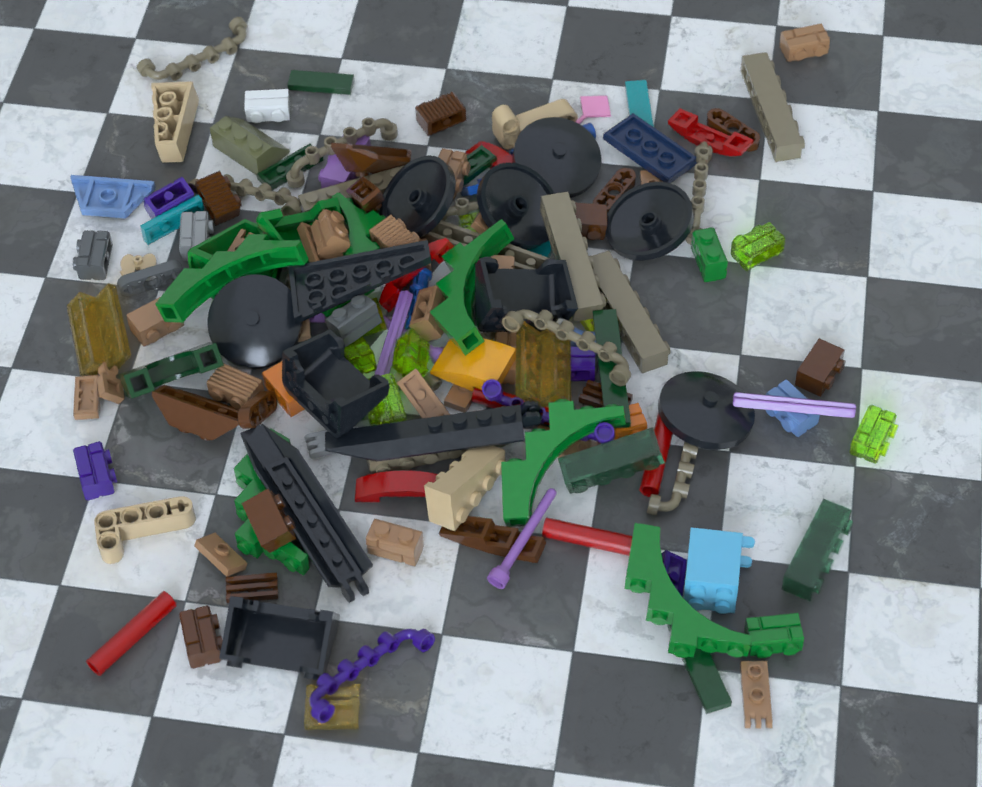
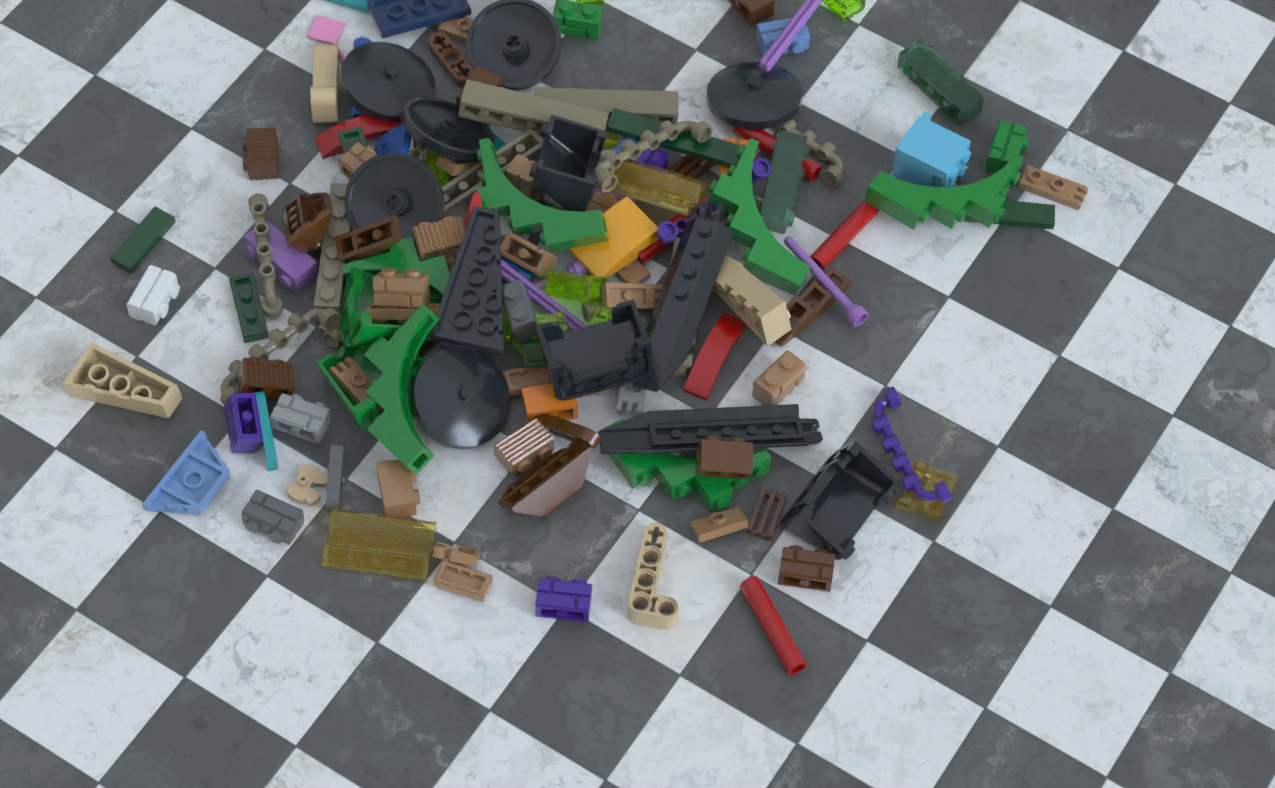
camera: 70 degrees left, 5 degrees up
(188, 362) = (475, 462): dark green arch -> none
(191, 61) = (36, 341): dark tan bar -> none
(246, 144) = (198, 332): olive slope -> none

